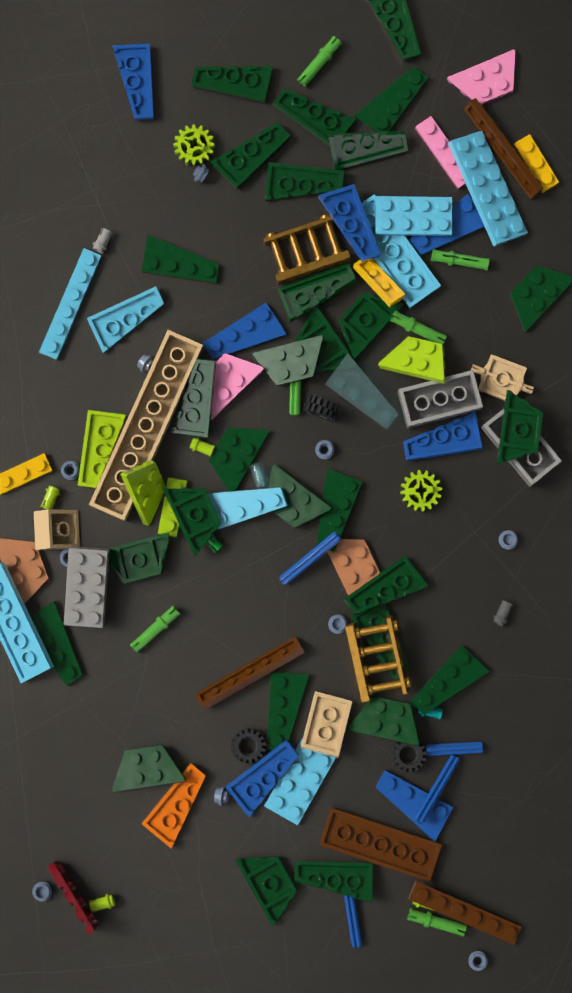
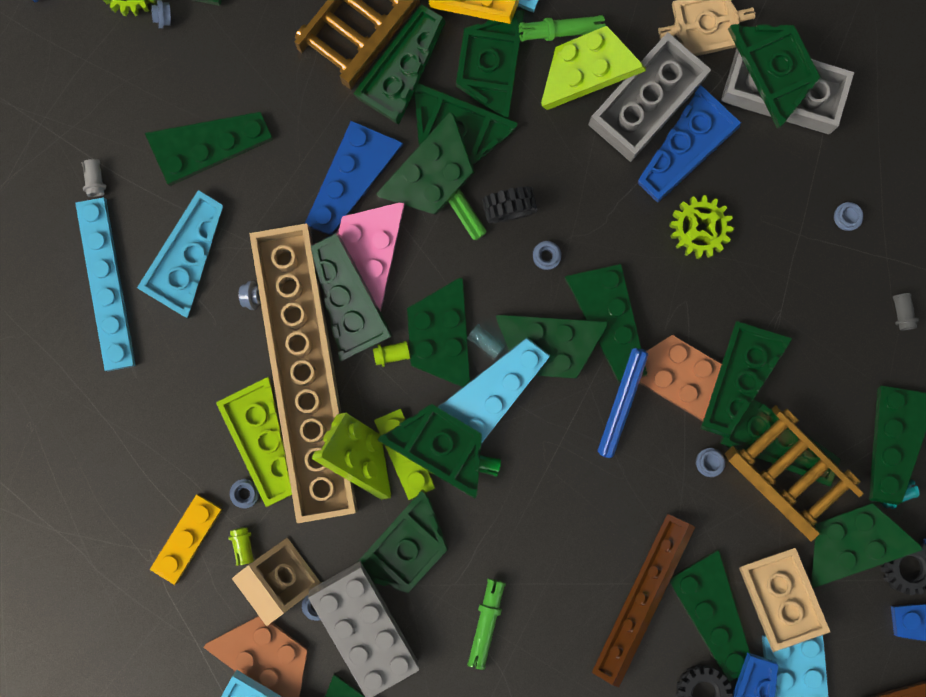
camera: 35 degrees left, 0 degrees up
(356, 388) = (537, 152): clear light blue wing -> none

